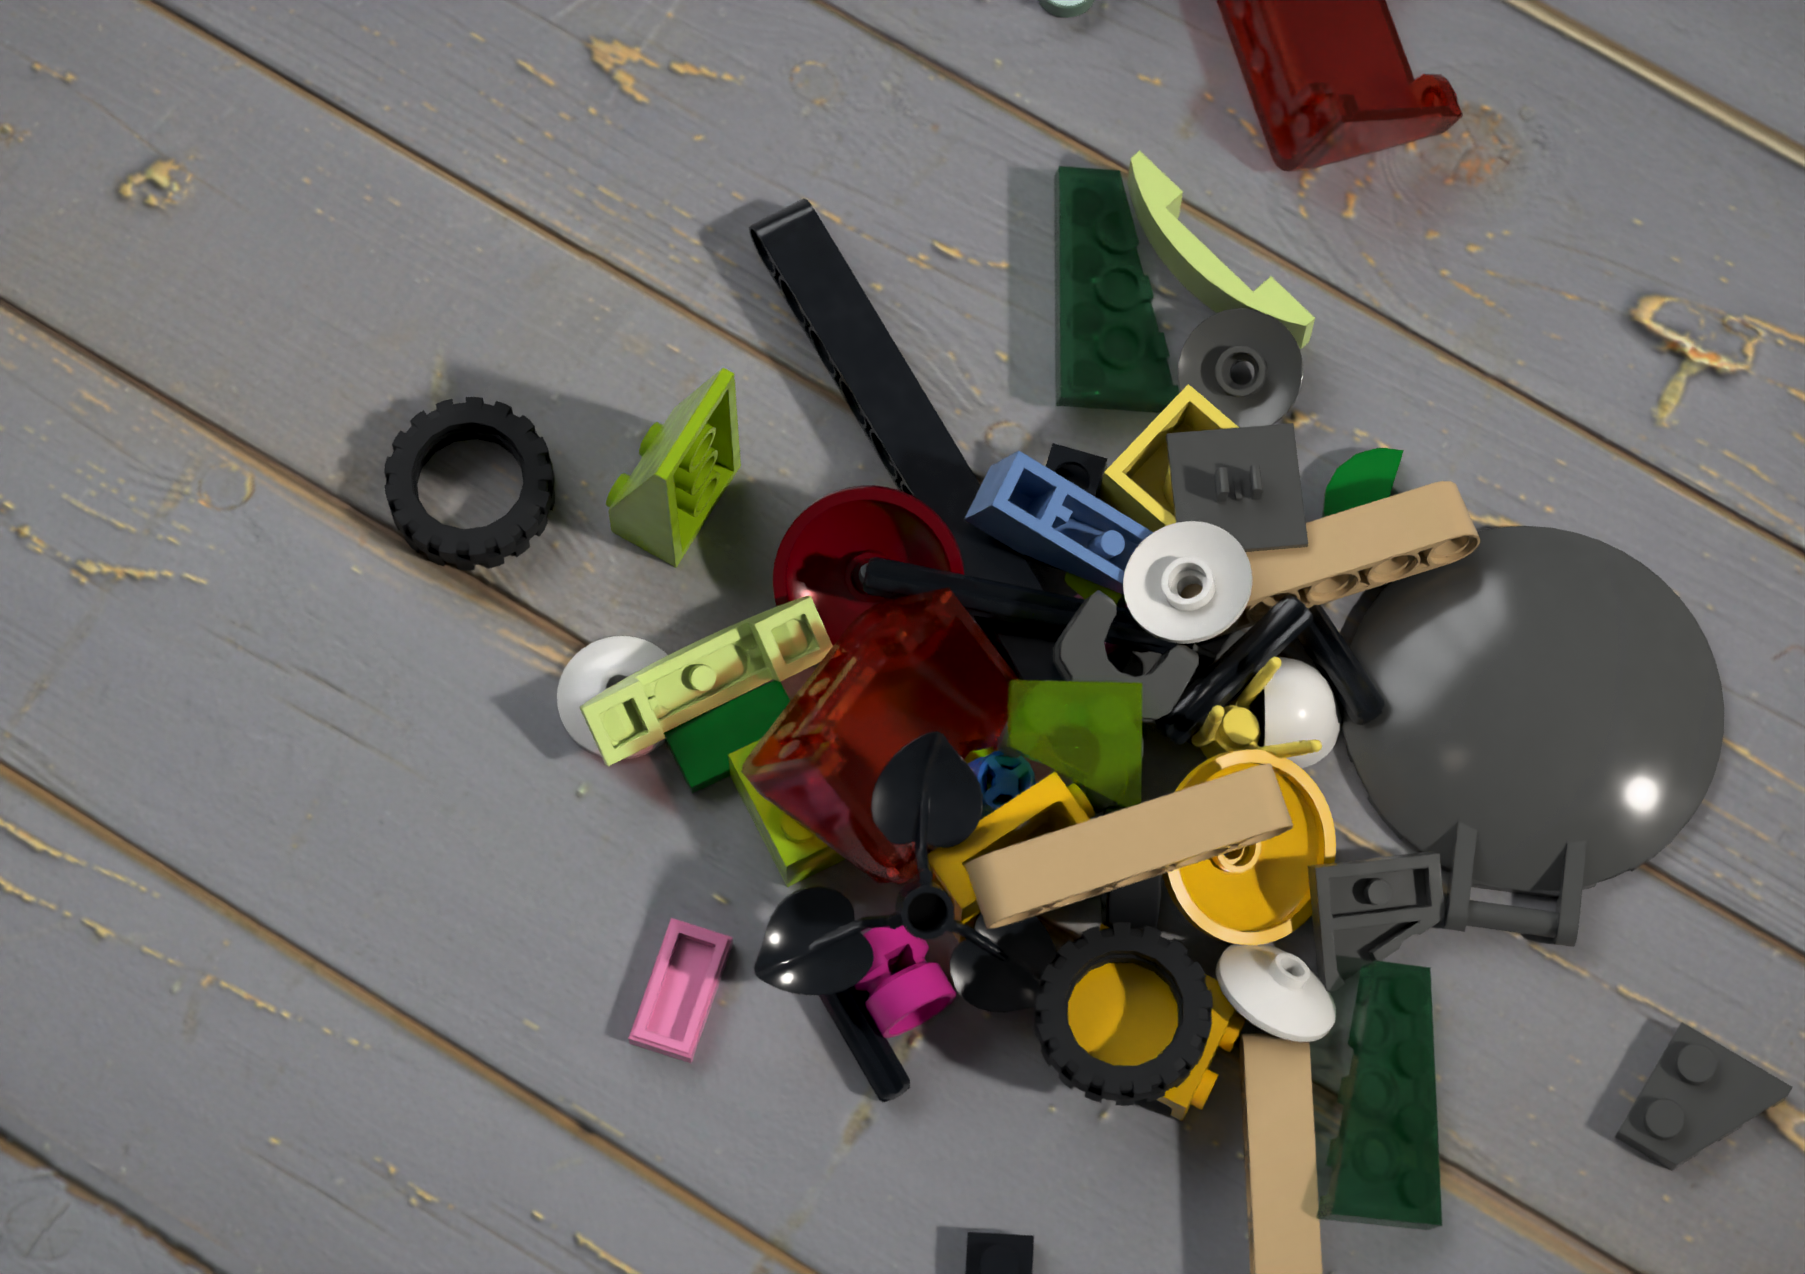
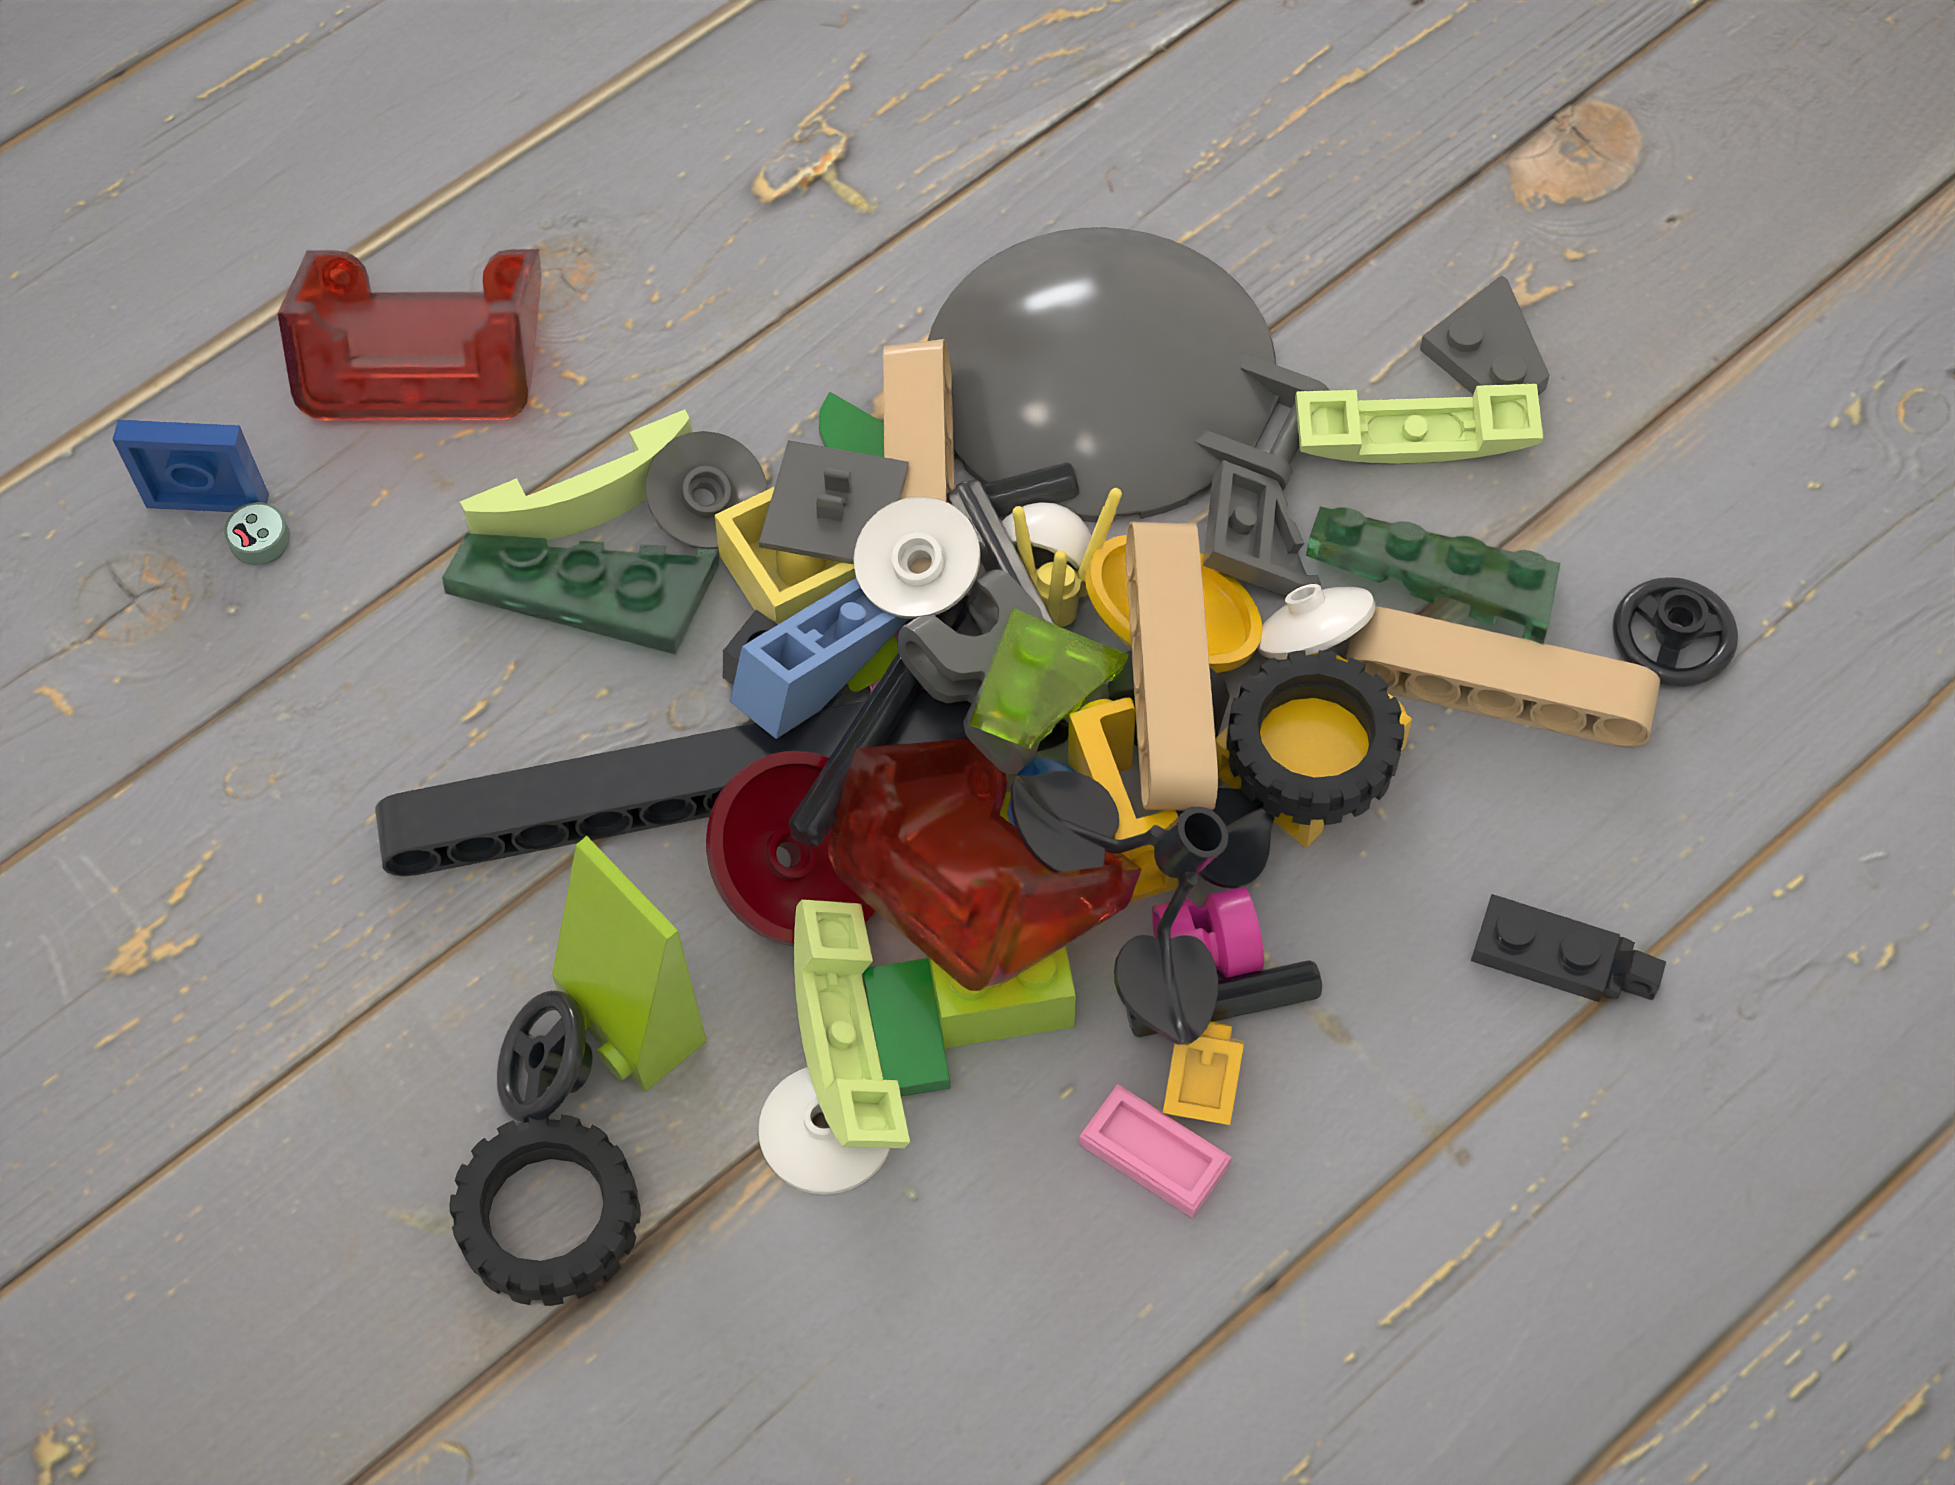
camera: 70 degrees left, 10 degrees down
(602, 439) = (552, 1061): none -> black piece
(759, 1014) = (1205, 1076): none -> yellow bracket
(1559, 1038) = (1418, 429): none -> yellowish green slope

